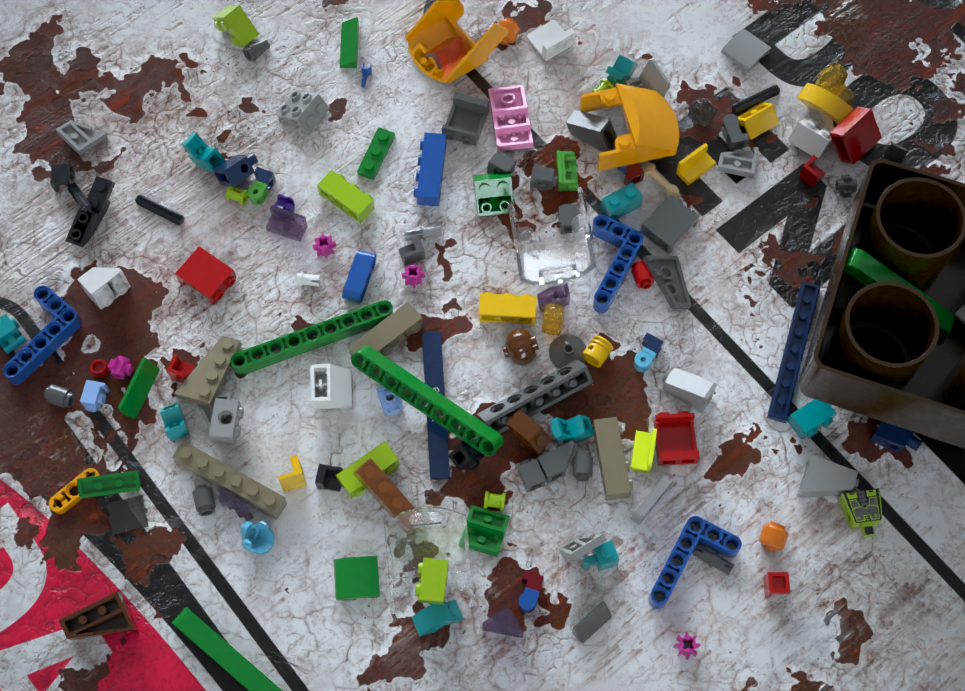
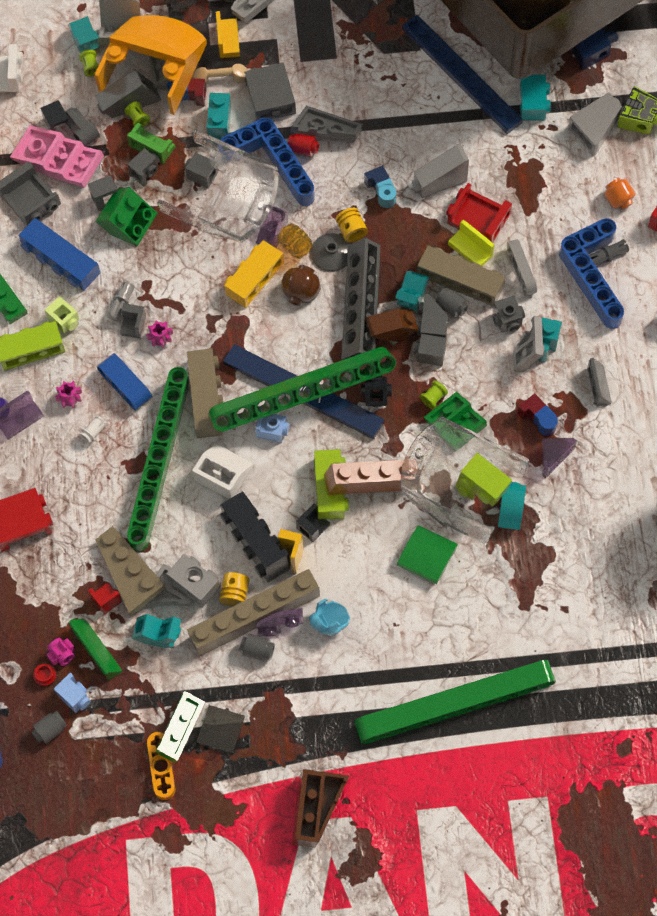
camera: 55 degrees left, 0 degrees up
(240, 454) = (234, 588): none -> yellow piece
(290, 441) = (255, 537): none -> black wedge
(383, 202) = (61, 309): none -> yellowish green brick
(539, 94) = (54, 115): none -> black panel
(543, 121) = (81, 128): none -> dark grey piece
(589, 143) = (137, 114): none -> lime bush
(600, 514) = (508, 314): none -> dark grey brick

